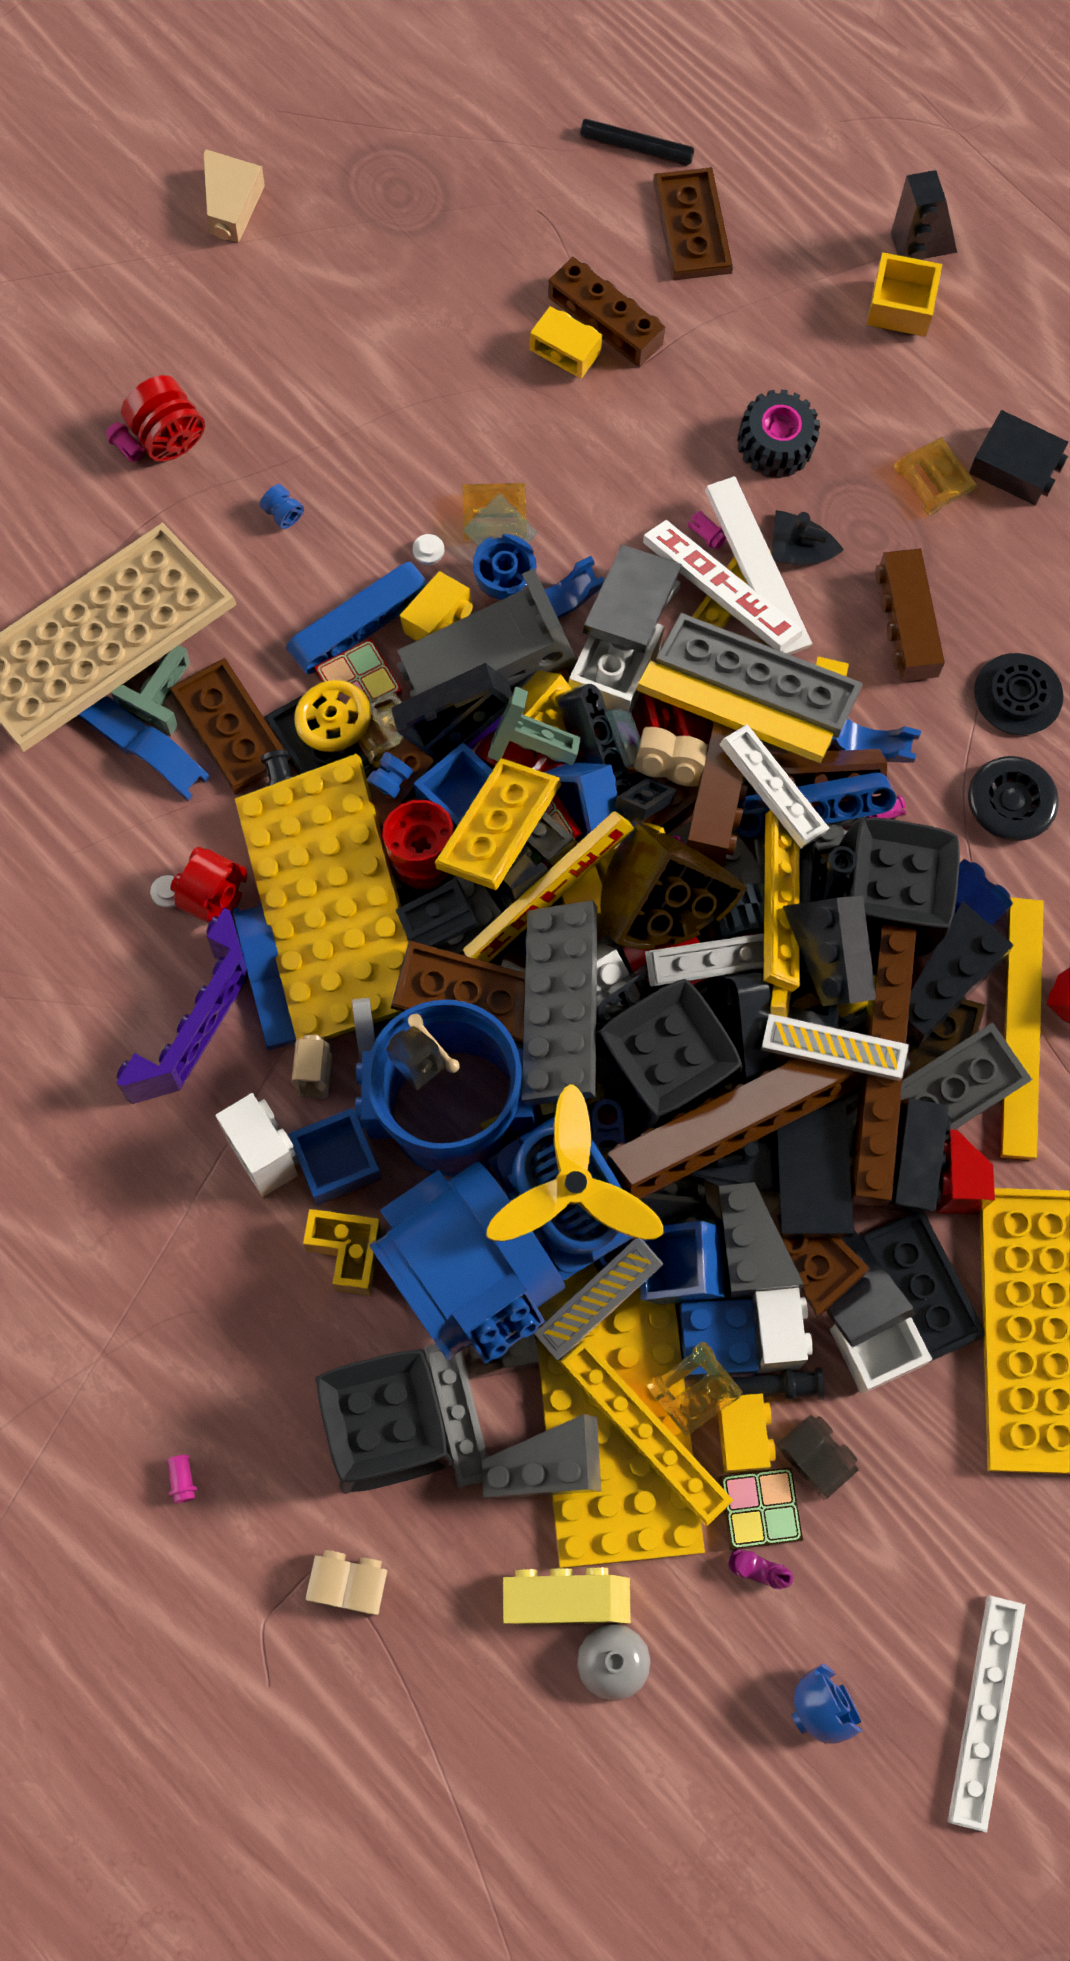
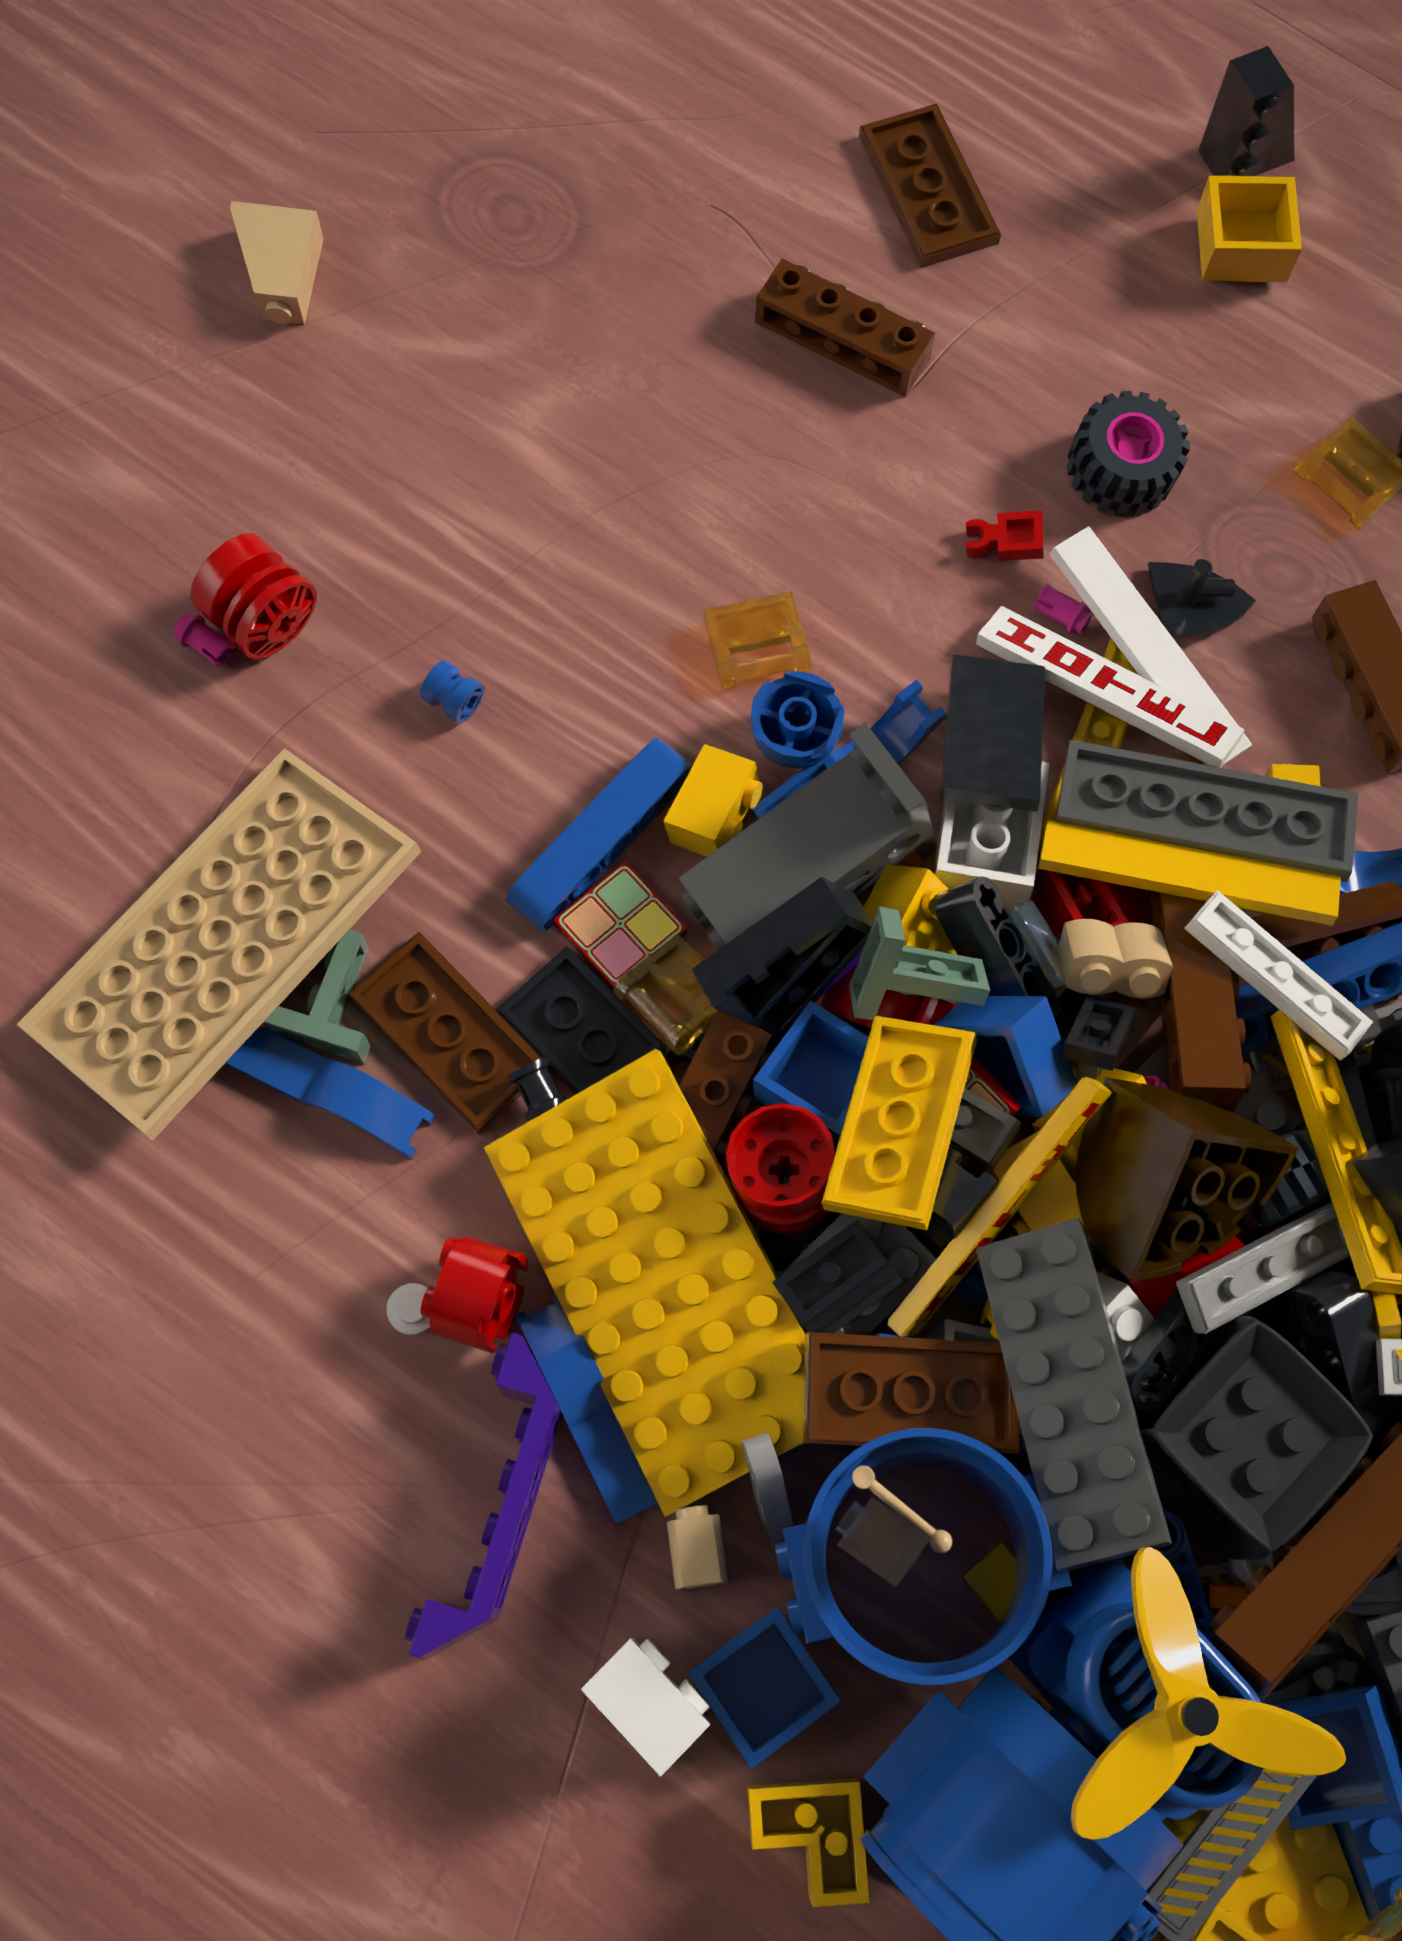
camera: 10 degrees left, 0 degrees up
(349, 732) = (630, 1011): yellow plate -> none
(389, 775) = (712, 1085): blue wheel -> none
(428, 549) = (676, 713): white plate -> none
(497, 519) = (769, 654): clear light blue piece -> none
(565, 342) = (800, 380): yellow brick -> none
(637, 141) = (825, 86): black axle -> none
(686, 475) = (1014, 536): none -> red plate

